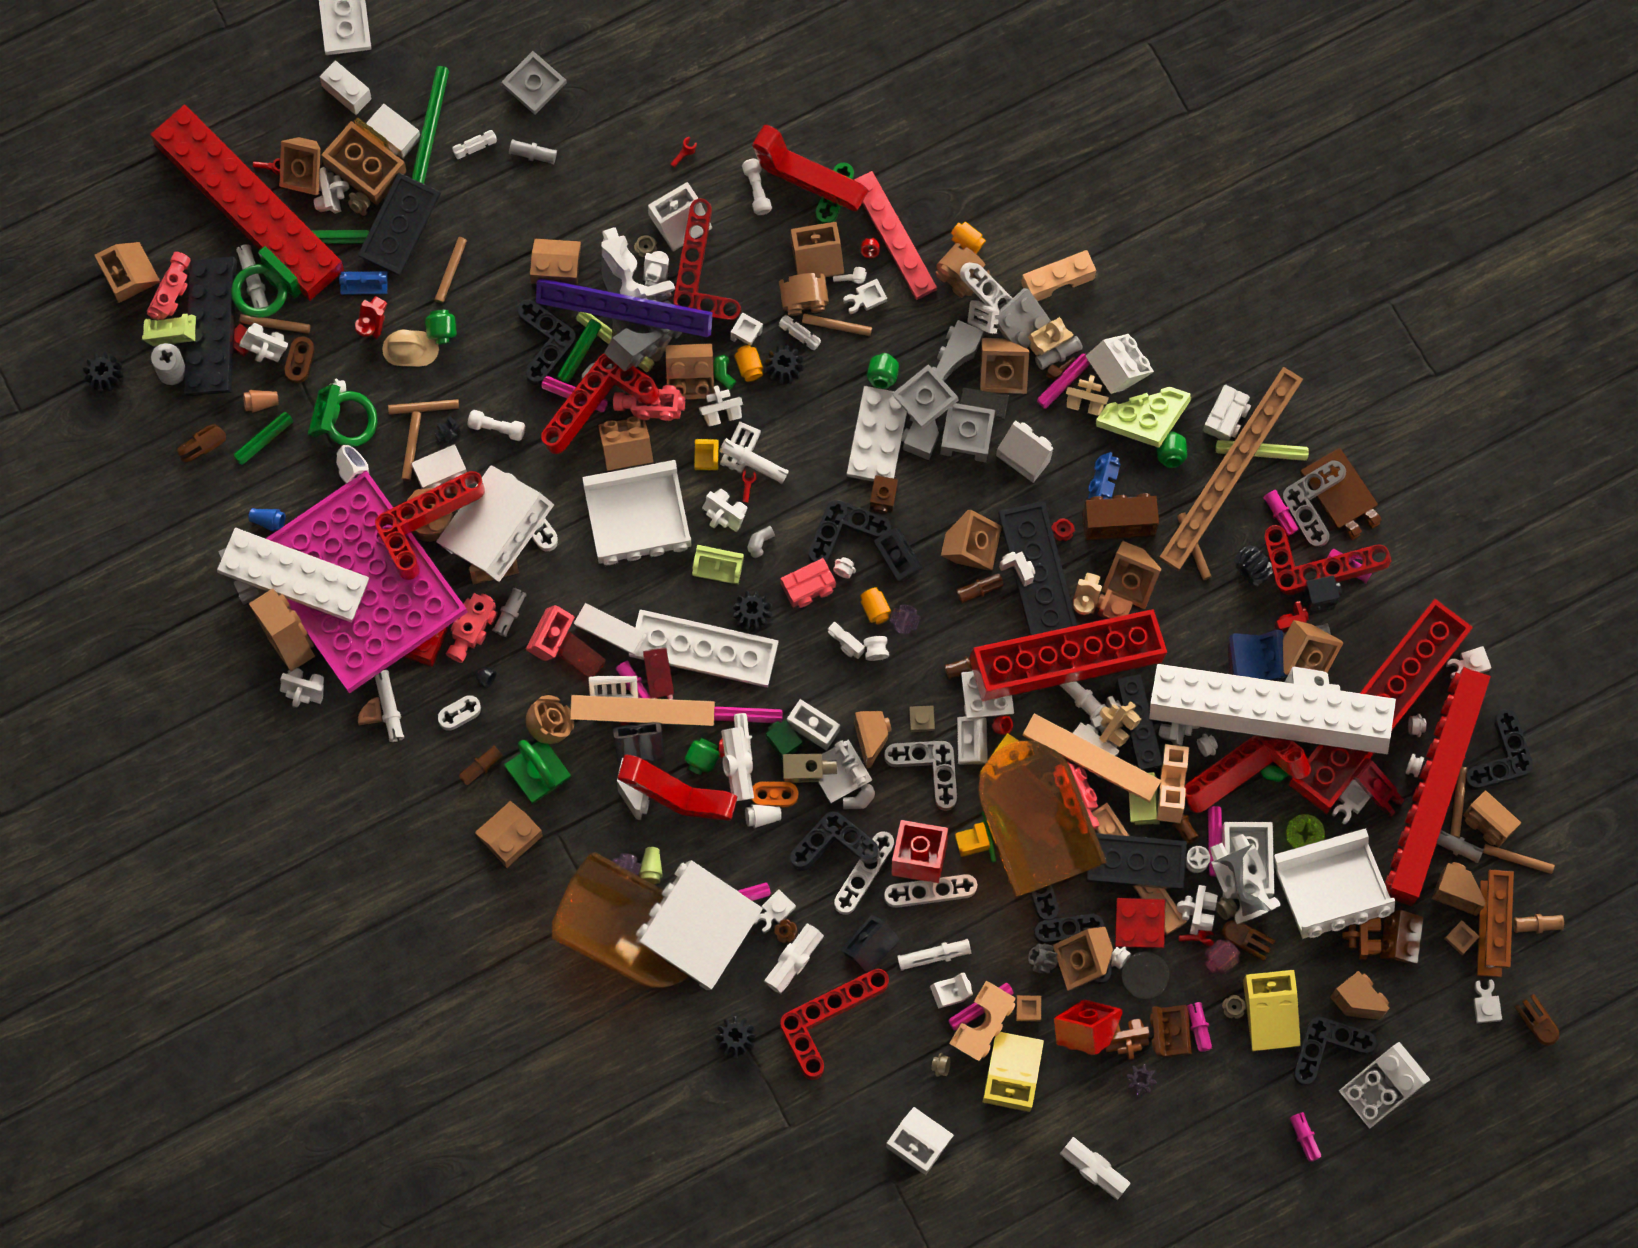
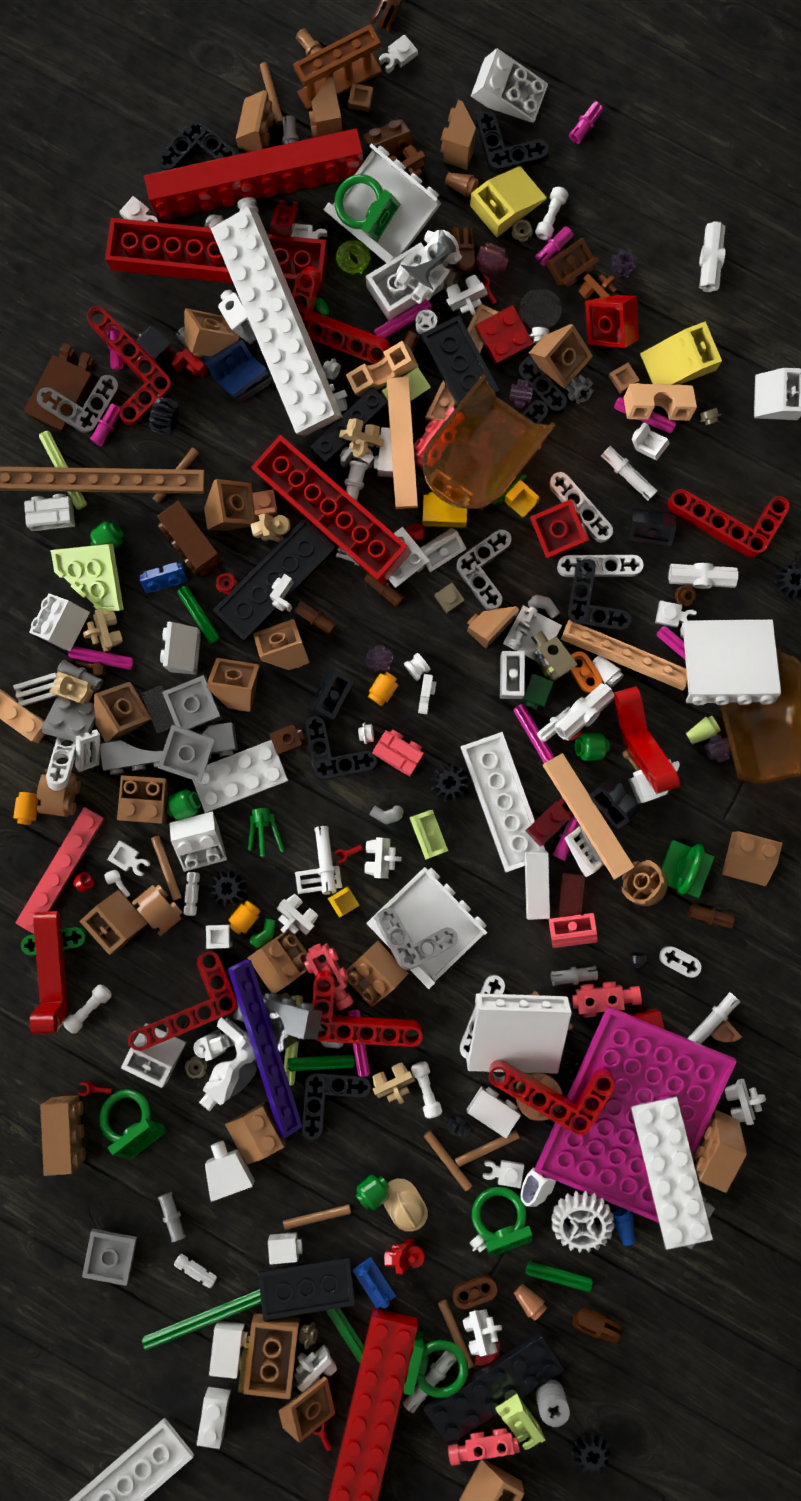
camera: 115 degrees left, 10 degrees up
(311, 485) = (583, 1231): none -> white gear
(378, 450) = (508, 1173): none -> white plate
(444, 226) = (284, 1248): none -> white brick
(517, 400) = (384, 1087): none -> tan hips
(539, 218) = (226, 1172): none -> white torso
(620, 162) = (135, 1137): none -> green tile
(624, 487) = (414, 949): none -> light grey beam
(663, 103) = (62, 1135): none -> medium nougat brick
(769, 838) = (625, 655): none -> light nougat tile
(826, 430) = (261, 818): none -> green plant
(842, 364) = (197, 841): none -> white slope
(908, 338) = (143, 799): none -> medium nougat slope
(965, 479) = (234, 683): none -> medium nougat slope
(1049, 488) = (198, 614): none -> green axle
(1073, 901) = (521, 393): none -> clear purple gear
(1074, 292) = (19, 694): none -> white tile
(1246, 1061) = (558, 197): none -> white piece
(1315, 979) = (462, 183): none -> nougat cone
(1325, 870) = (379, 212): none -> green tile

